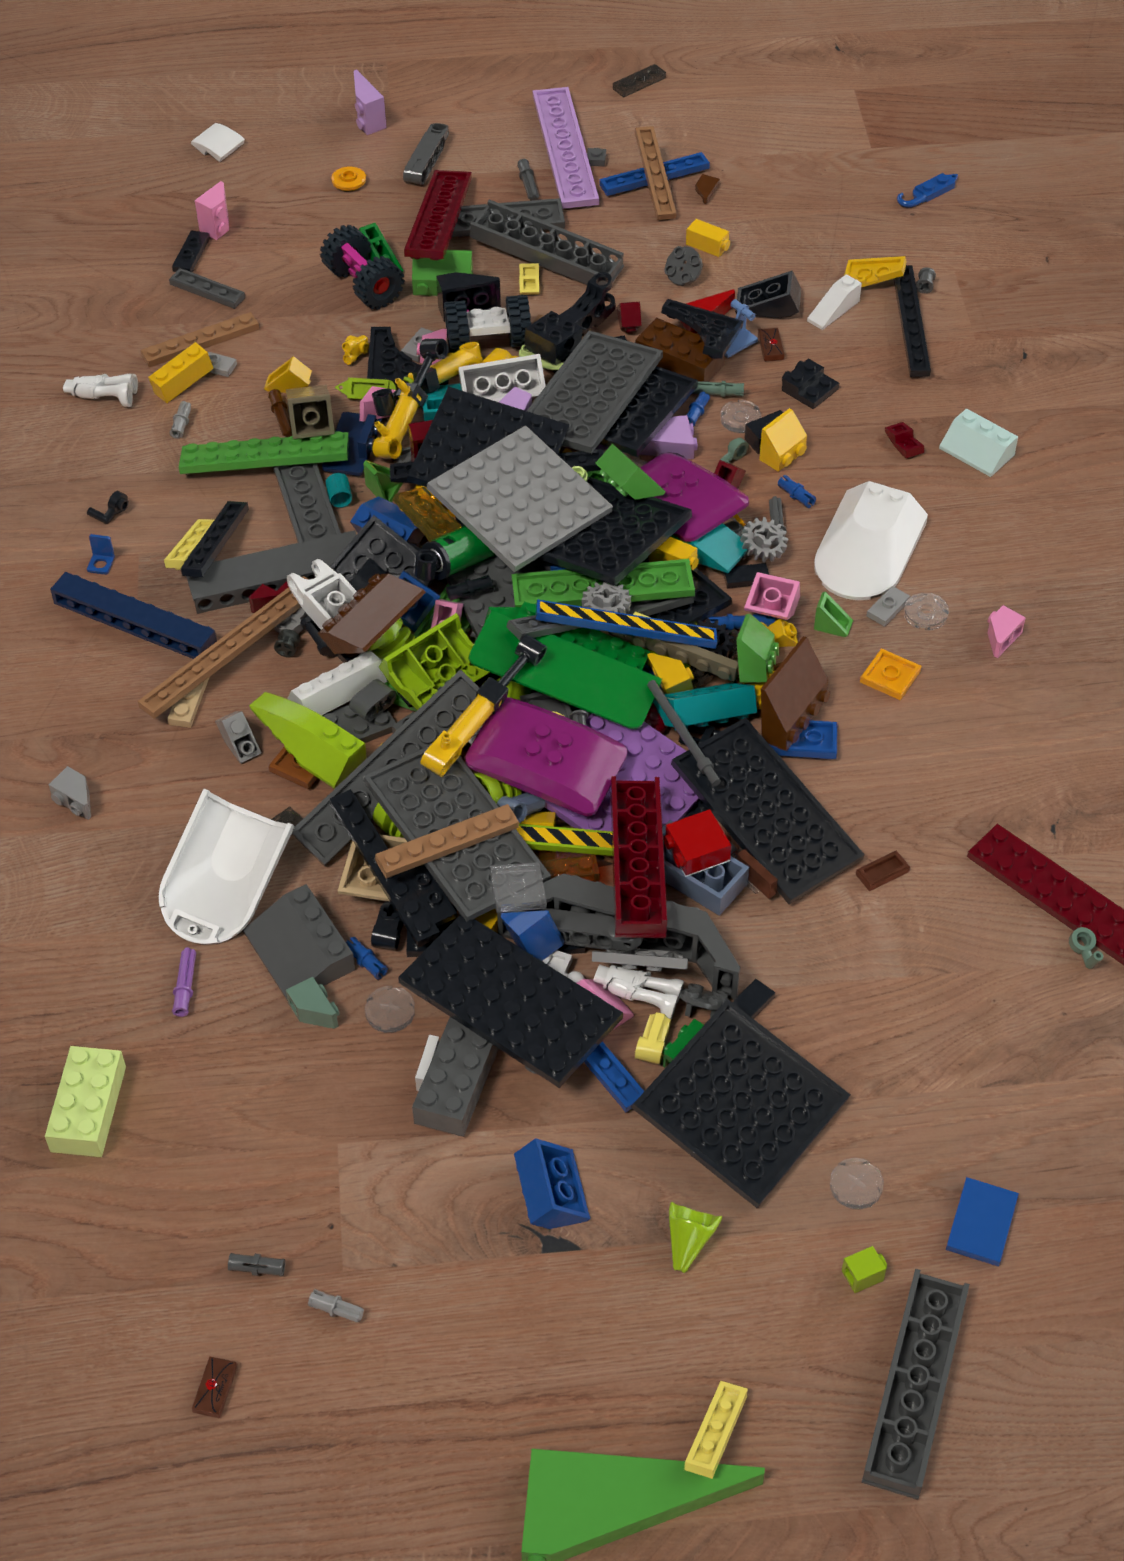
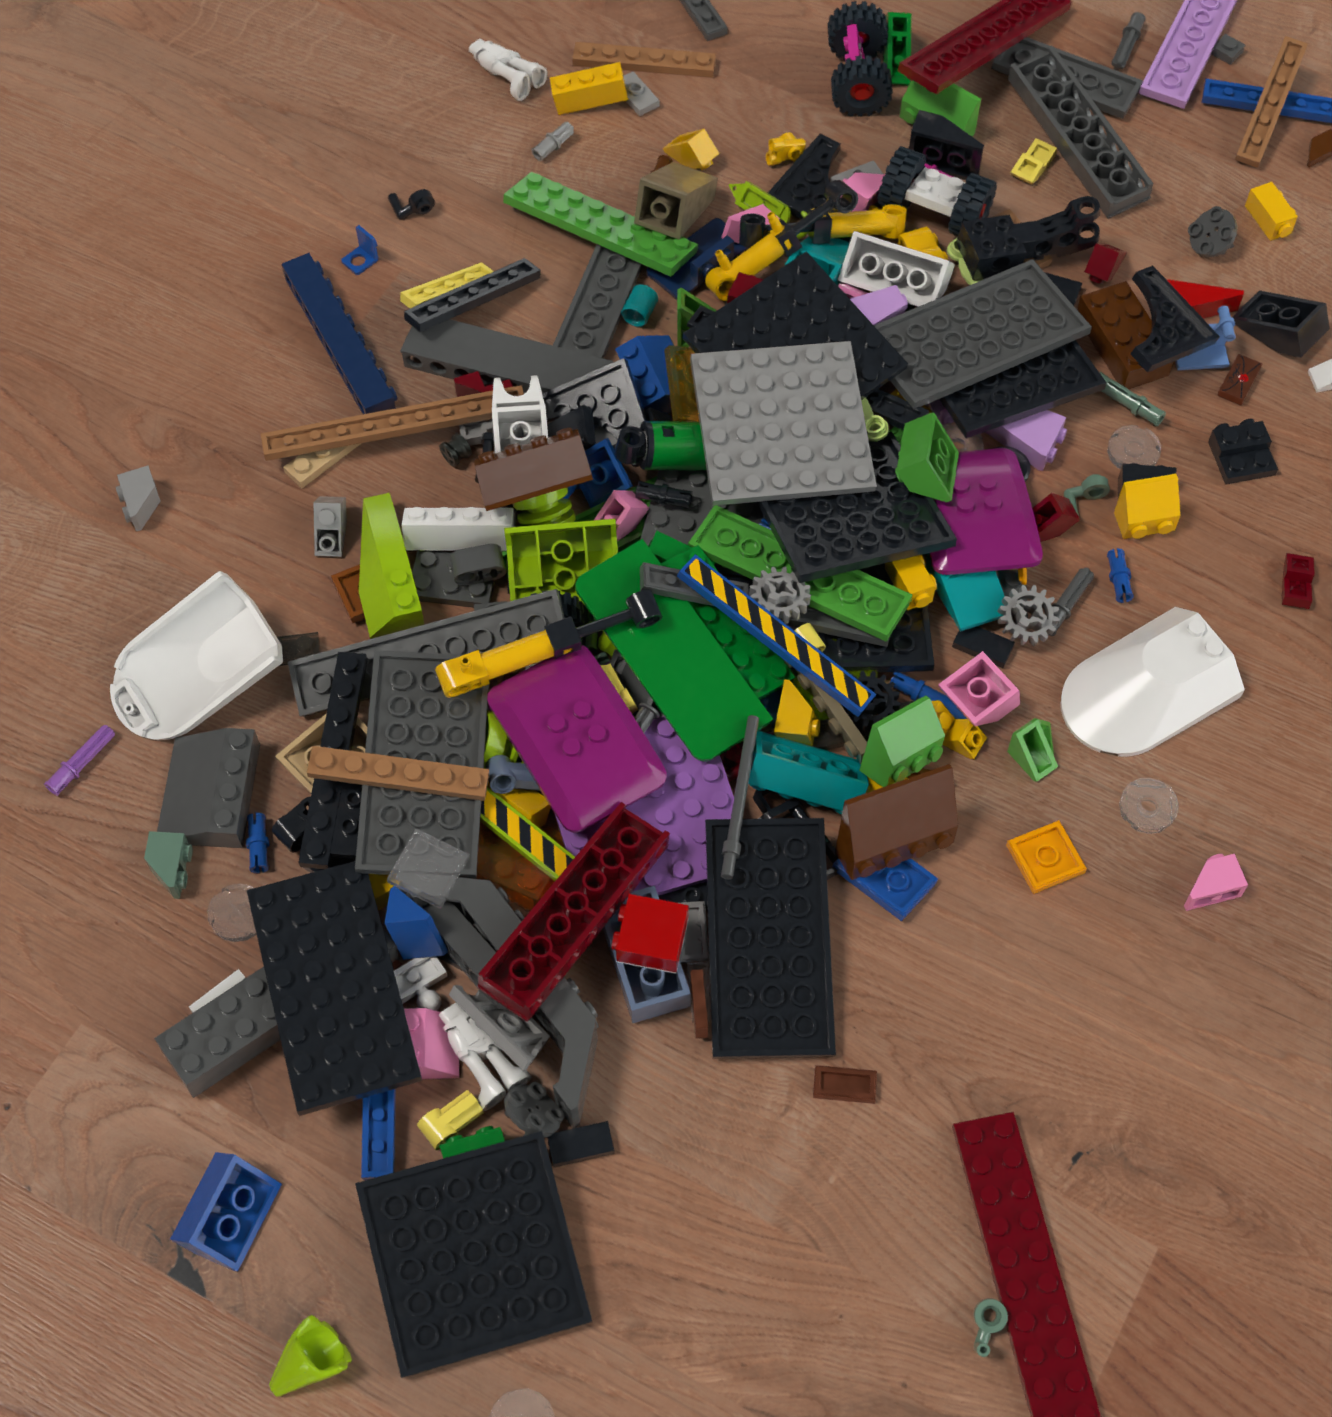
camera: 35 degrees right, 10 degrees up
(696, 408) = (1089, 414): blue axle -> none
(888, 606) = (1110, 773): light grey plate -> none

